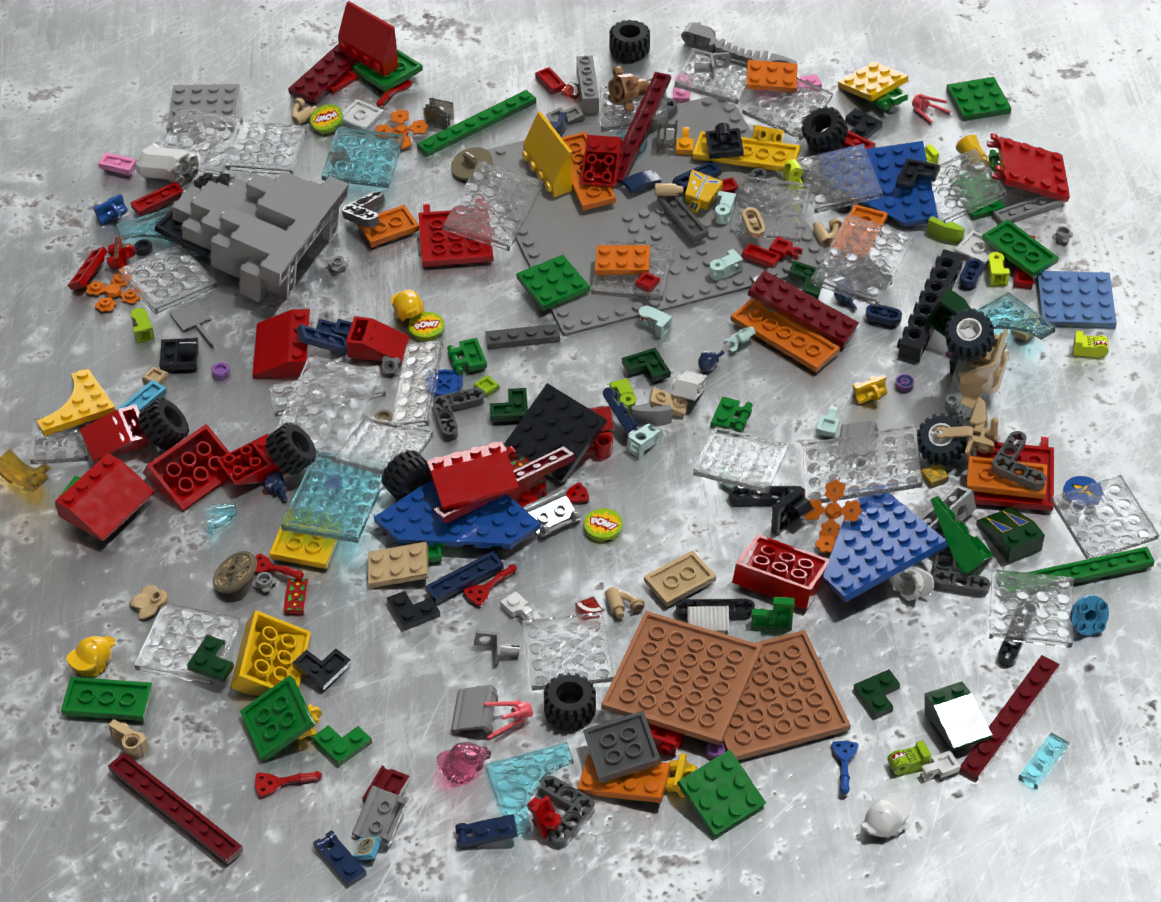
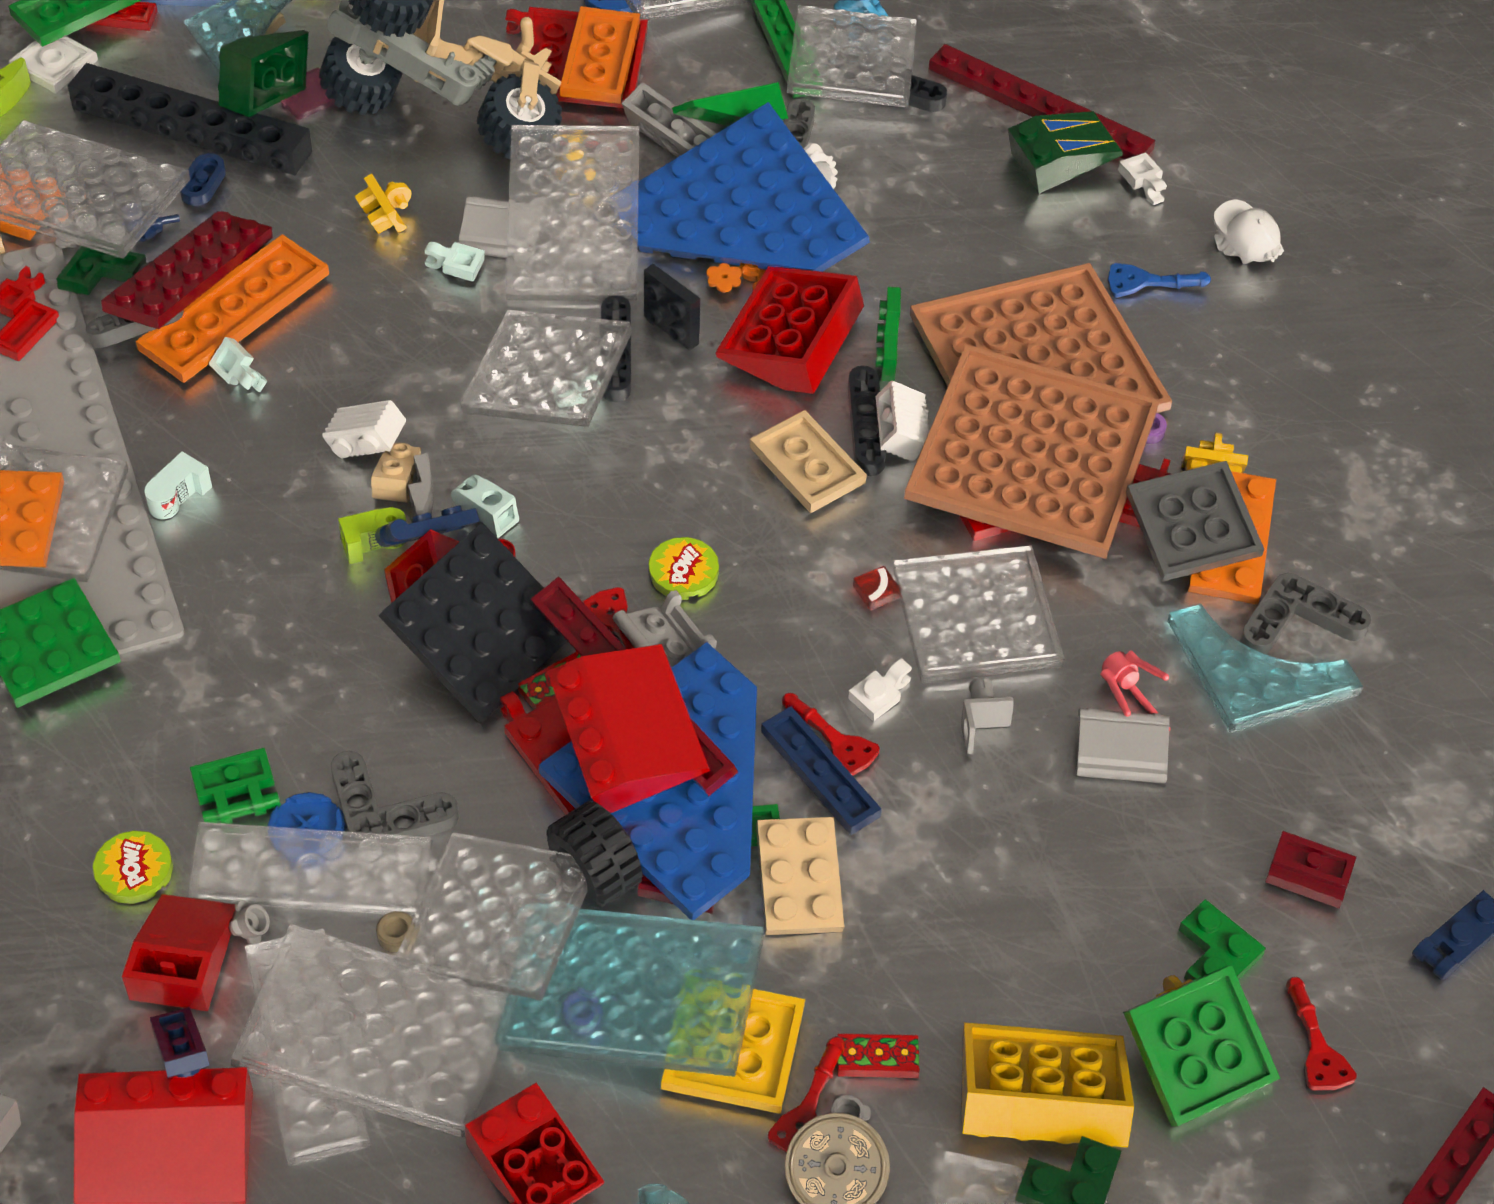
camera: 95 degrees left, 5 degrees up
(276, 483) = (584, 1113): dark blue piece -> none
(291, 448) = (521, 1067): black tyre -> none
(322, 672) = (1065, 987): black plate -> none
(340, 328) = (120, 1036): dark blue slope -> none
(367, 848) = (1439, 890): tile -> none
(380, 815) = (1376, 866): light grey piece -> none
(407, 304) = (79, 893): yellow hair -> none
(412, 614) = (907, 856): black plate -> none
(462, 761) = (1238, 753): clear pink hair -> none
(486, 831) = (1371, 716): dark blue plate -> none
(488, 385) = (316, 755): lime tile -> none
(511, 410) = (390, 700): dark green plate -> none
(522, 336) = (183, 699): dark grey plate -> none
(544, 815) = (1339, 629): red hips -> none
(571, 714) = (1098, 581): black tyre -> none
(614, 599) = (865, 548): tan plant -> none
(647, 282) = (88, 480): red tile -> none
(647, 360) = (285, 493): dark green plate -> none
(708, 360) = (292, 410): dark blue piece -> none
(721, 793) = (1245, 411): green plate -> none
(726, 266) = (46, 365): light aqua leg -> none
(727, 410) = (422, 396): green plate -> none
(833, 509) = (665, 254): orange plant -> none
(873, 692) = (1013, 244): dark green plate -> none
(904, 383) = (363, 165): tile -> none
(909, 759) = (1136, 204): lime leg -> none
(971, 272) = (118, 62): dark blue plate -> none
(996, 270) = (114, 38): neon yellow leg -> none
(1009, 461) = (580, 42): dark grey beam -> none
(1012, 534) = (699, 66): dark green slope -> none
(1043, 761) = (1112, 77): clear light blue plate -> none

